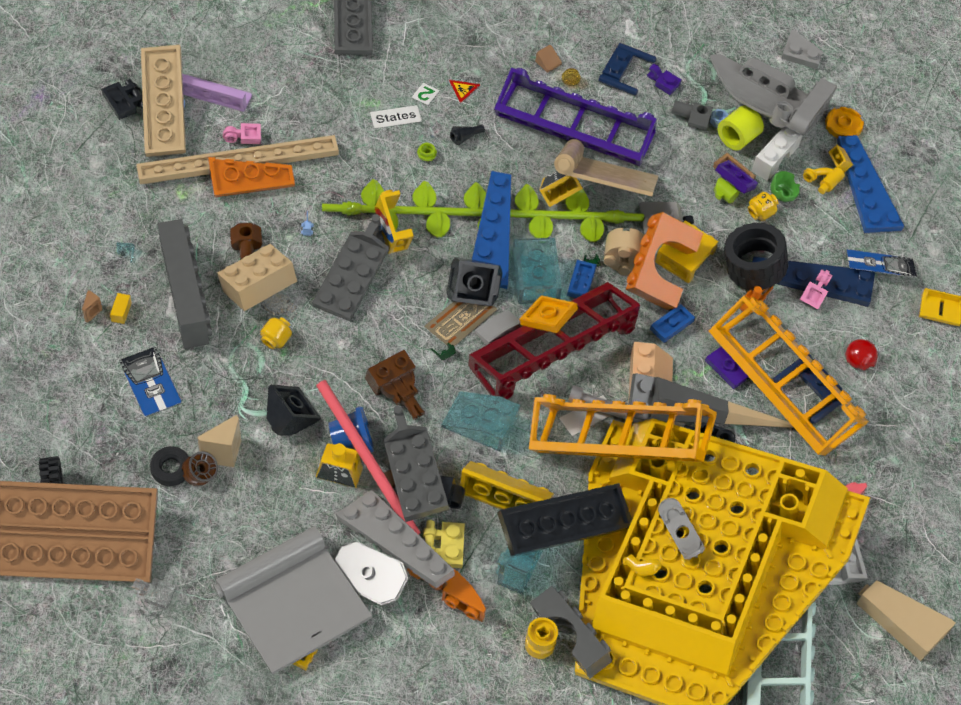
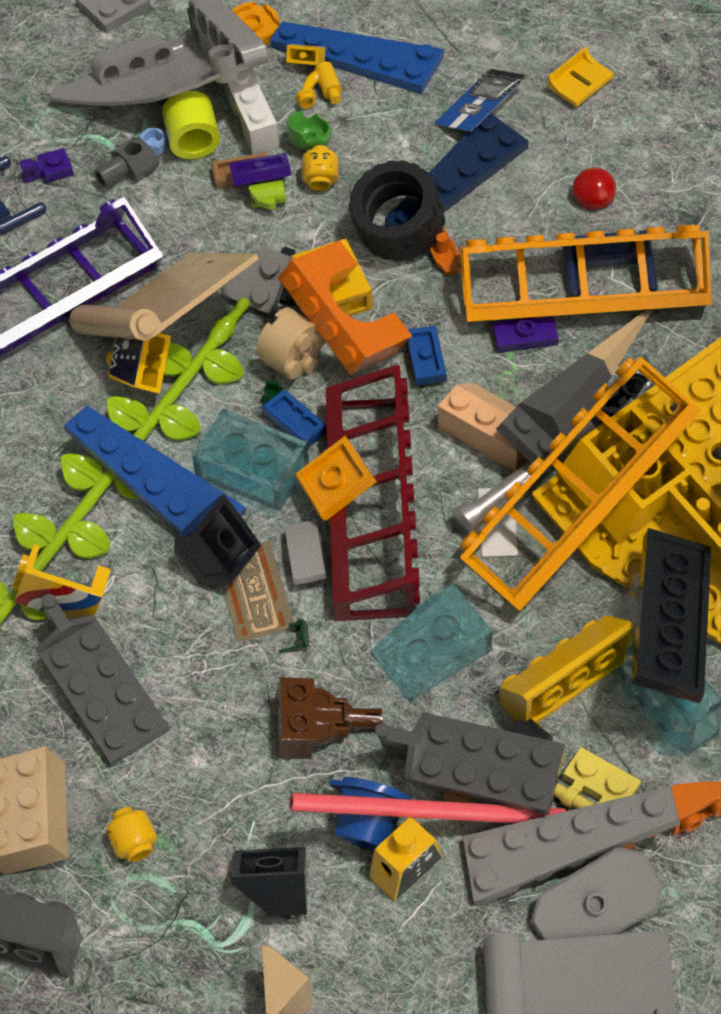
camera: 50 degrees left, 0 degrees up
(814, 293) = (482, 186): bright pink plate -> none

